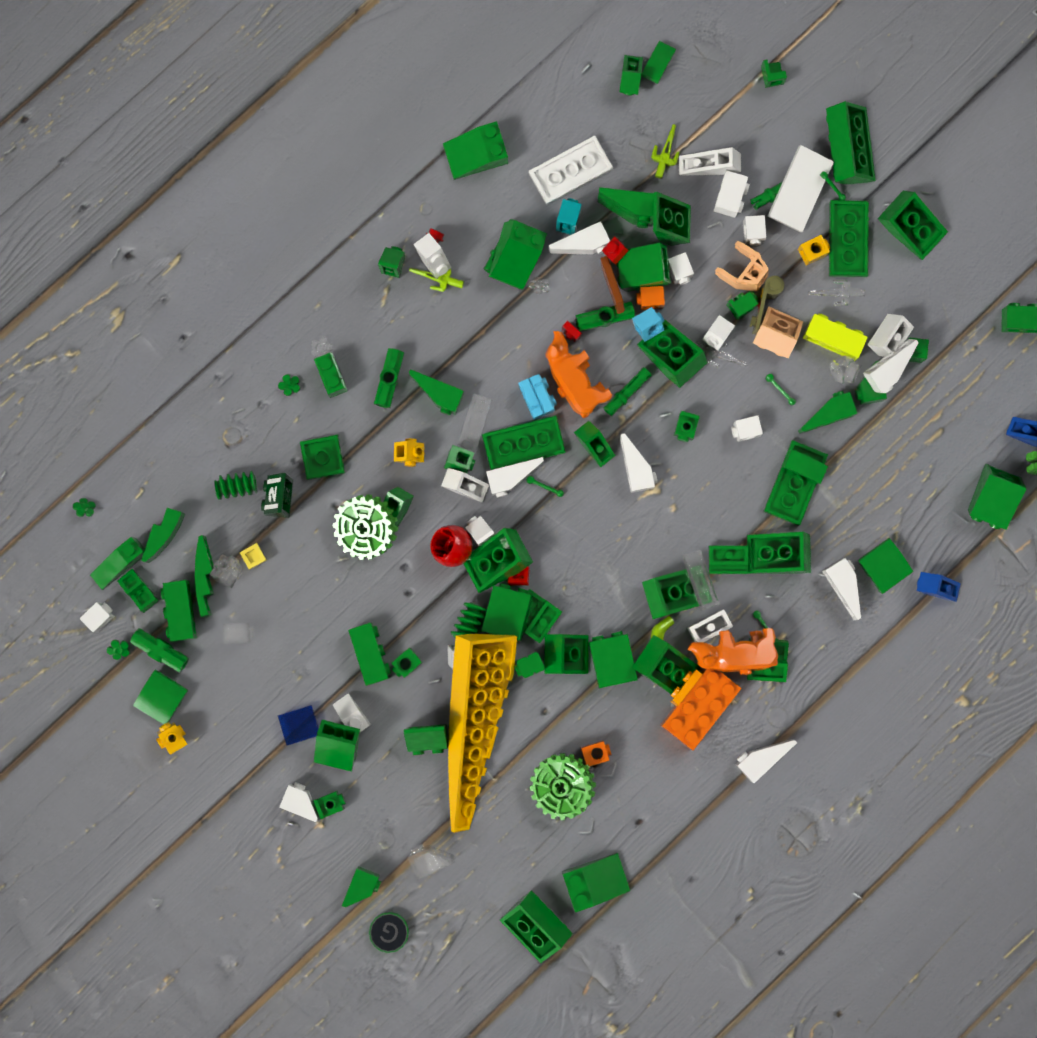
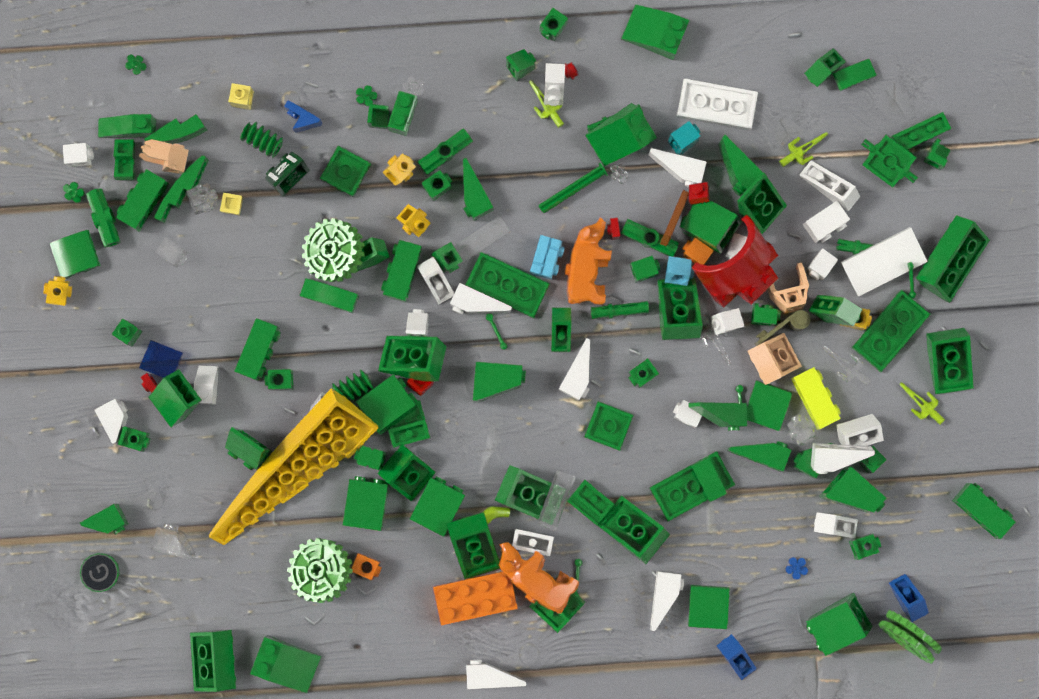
camera: 40 degrees right, 0 degrees up
(172, 558) = (170, 156): none -> light nougat piece
(190, 465) = (241, 96): none -> light yellow brick
(254, 725) = (127, 332): none -> green brick
(258, 441) = (306, 119): none -> blue slope
(305, 750) = (148, 383): none -> red plate
(313, 393) = (378, 116): none -> green panel
(364, 420) = (399, 169): none -> yellow brick
(390, 565) = (329, 295): none -> green slope
(392, 202) = (556, 17): none -> green brick
(405, 418) = (433, 192): none -> green brick
(431, 499) = (401, 270): none -> green brick
(451, 546) = (386, 318): red wheel -> none
(513, 326) = (573, 188): none -> green axle
(555, 704) = (365, 504): none -> green brick
(576, 523) = (496, 379): none -> green slope
(620, 343) = (645, 268): none -> green brick
(680, 693) = (484, 569): light orange plate -> none
(693, 489) = (608, 426): none -> green tile
(704, 286) = (744, 274): none -> red piece
(740, 107) = (889, 160): none -> green plate
(746, 66) = (923, 131): none -> green plate
(775, 407) = (723, 414): none -> green slope
(796, 255) = (835, 310): none -> green brick
(802, 372) = (768, 405): none -> green slope
(924, 275) = (927, 407): none -> lime piece
(924, 384) = (854, 492): none -> green slope
(927, 480) = (796, 567): none -> blue plant
(930, 423) = (835, 525): none -> white slope
(960, 424) = (858, 549): none -> green brick

